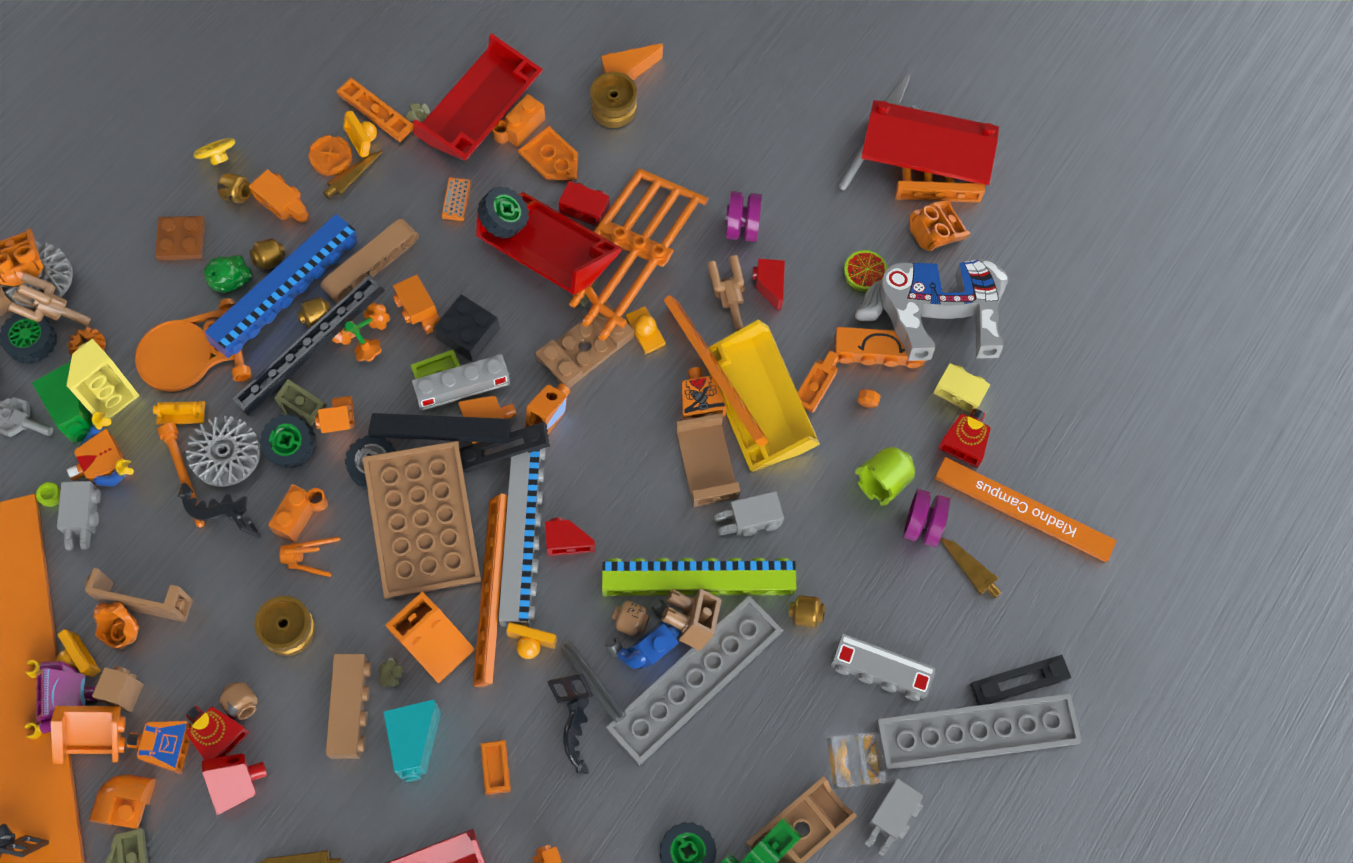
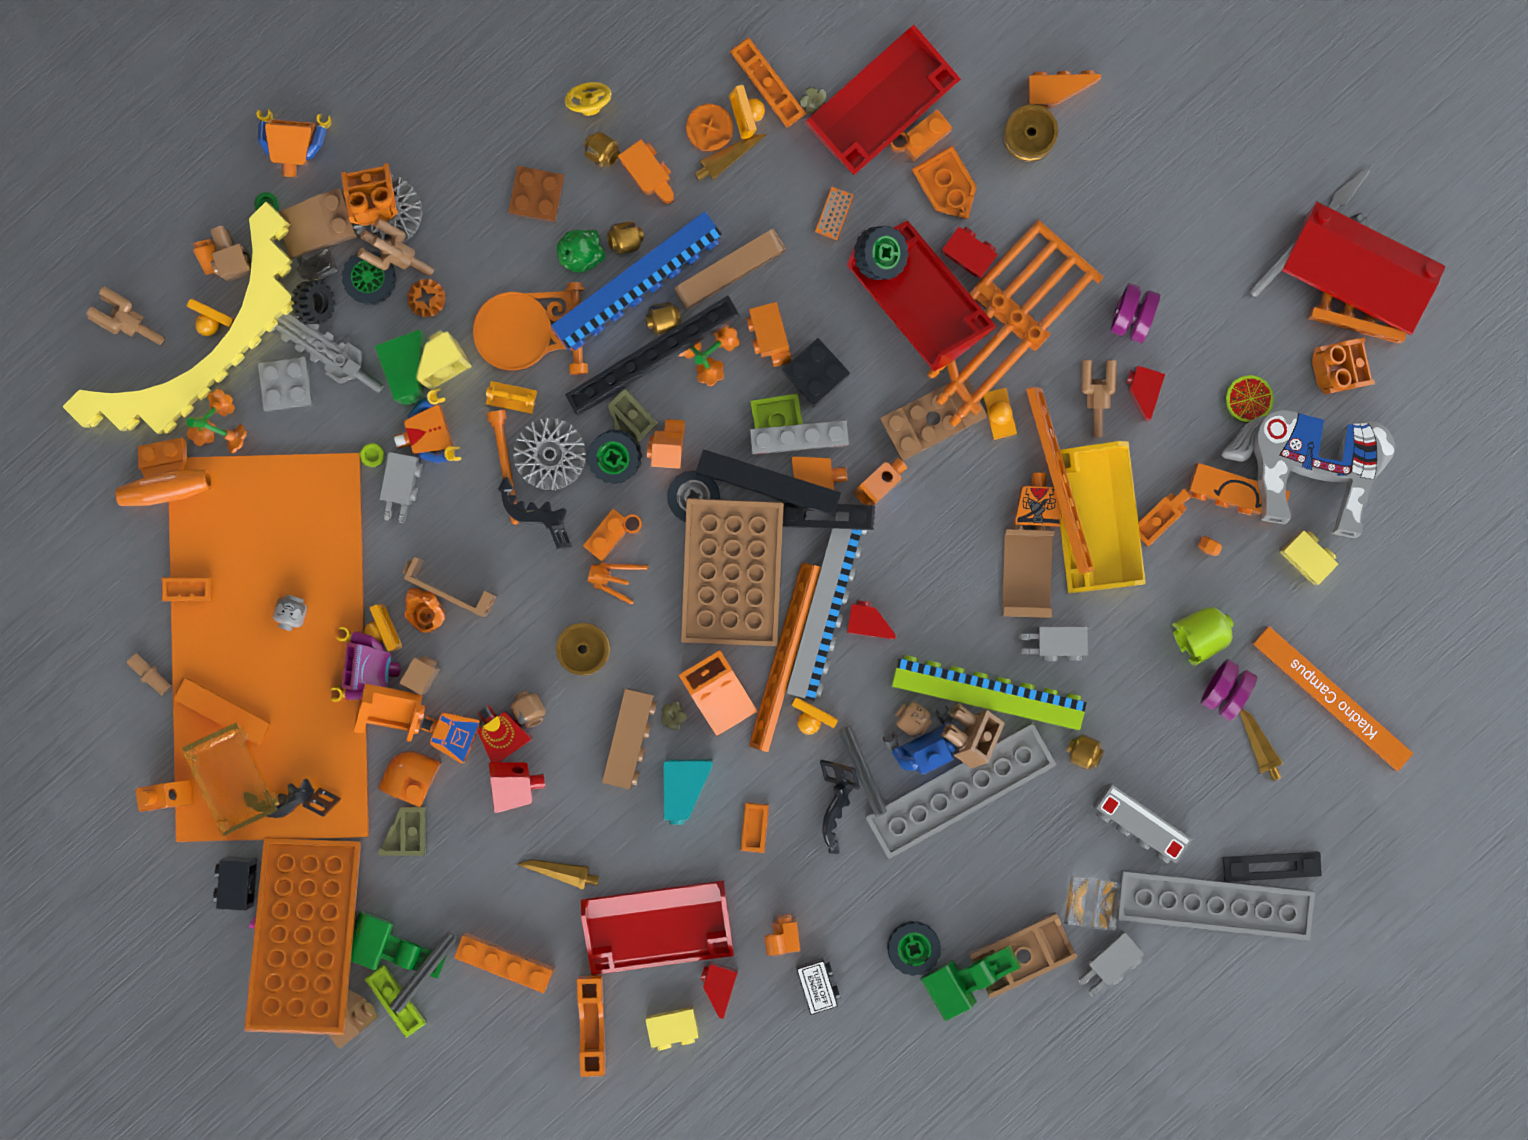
camera: 20 degrees right, 20 degrees up
(967, 438) = (1298, 612): red torso -> none

